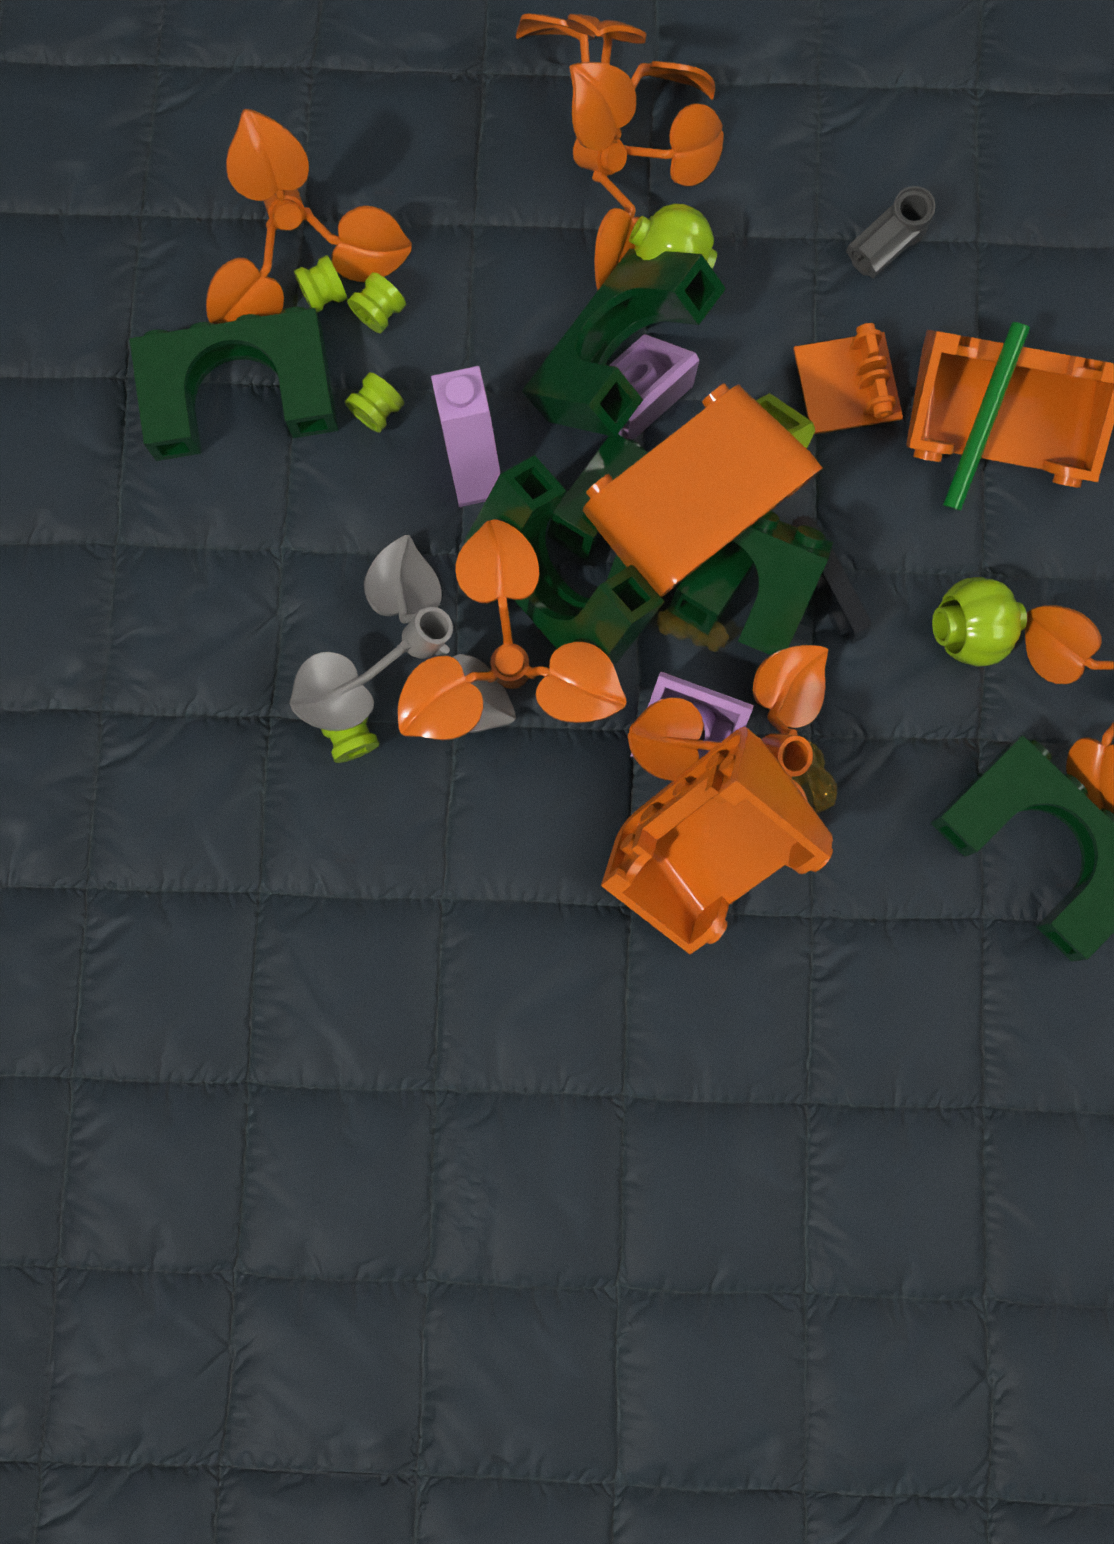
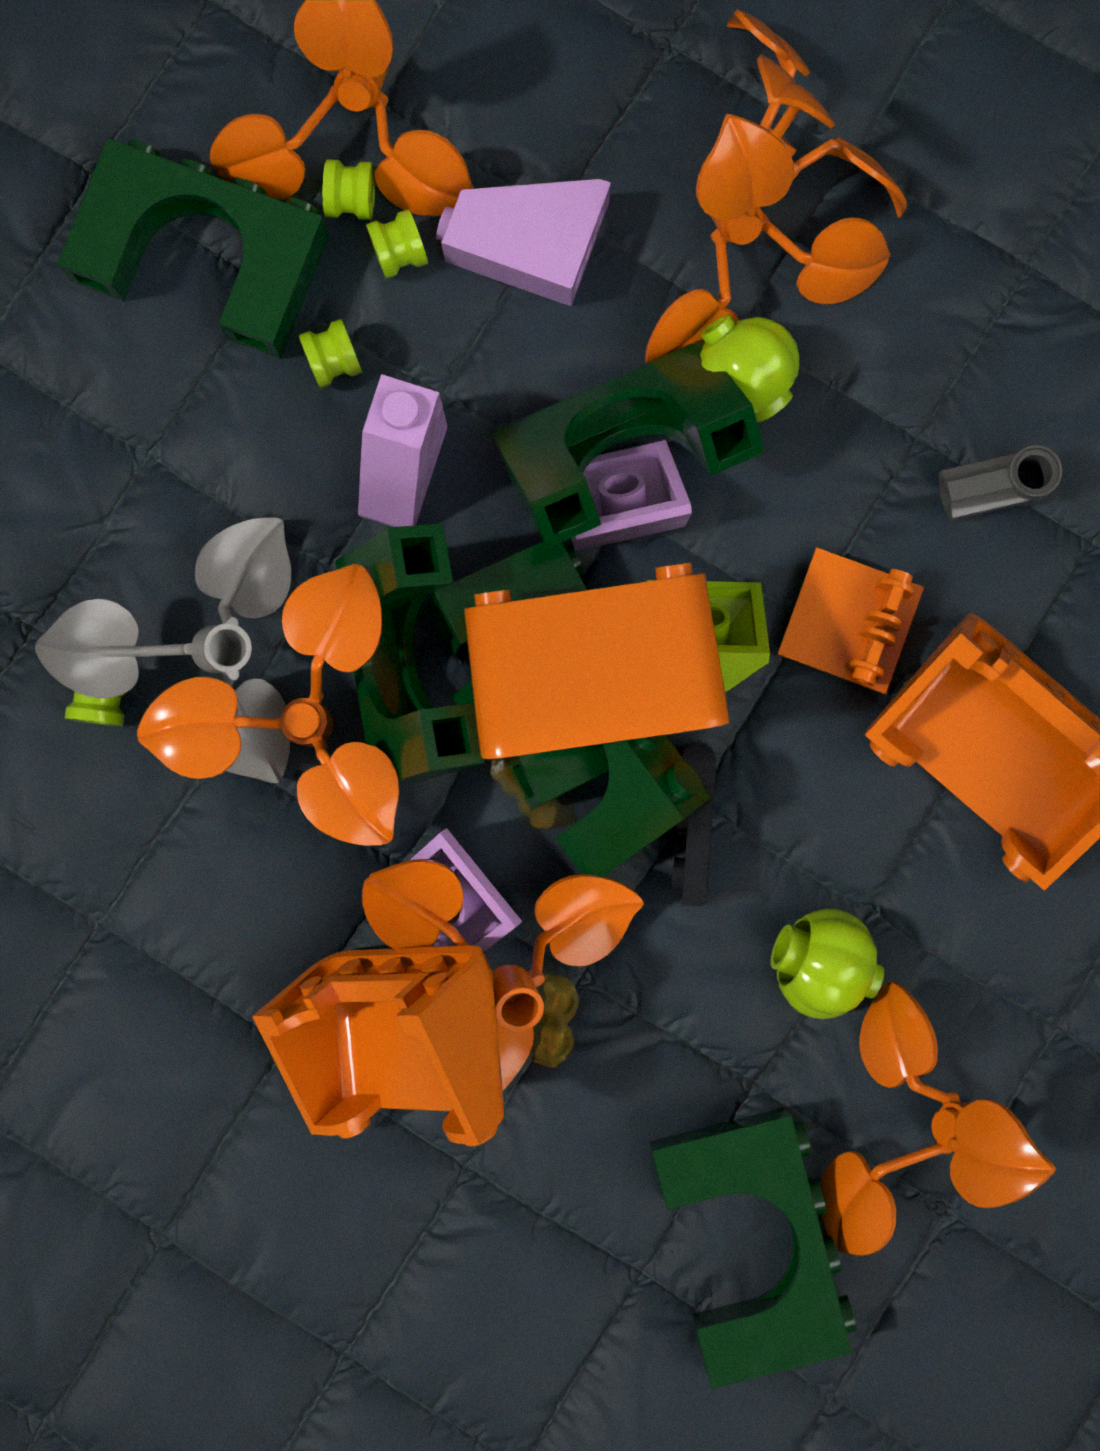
camera: 30 degrees right, 5 degrees up
(464, 247) = (527, 234): none -> lavender slope
(986, 415) = (971, 747): green bar -> none

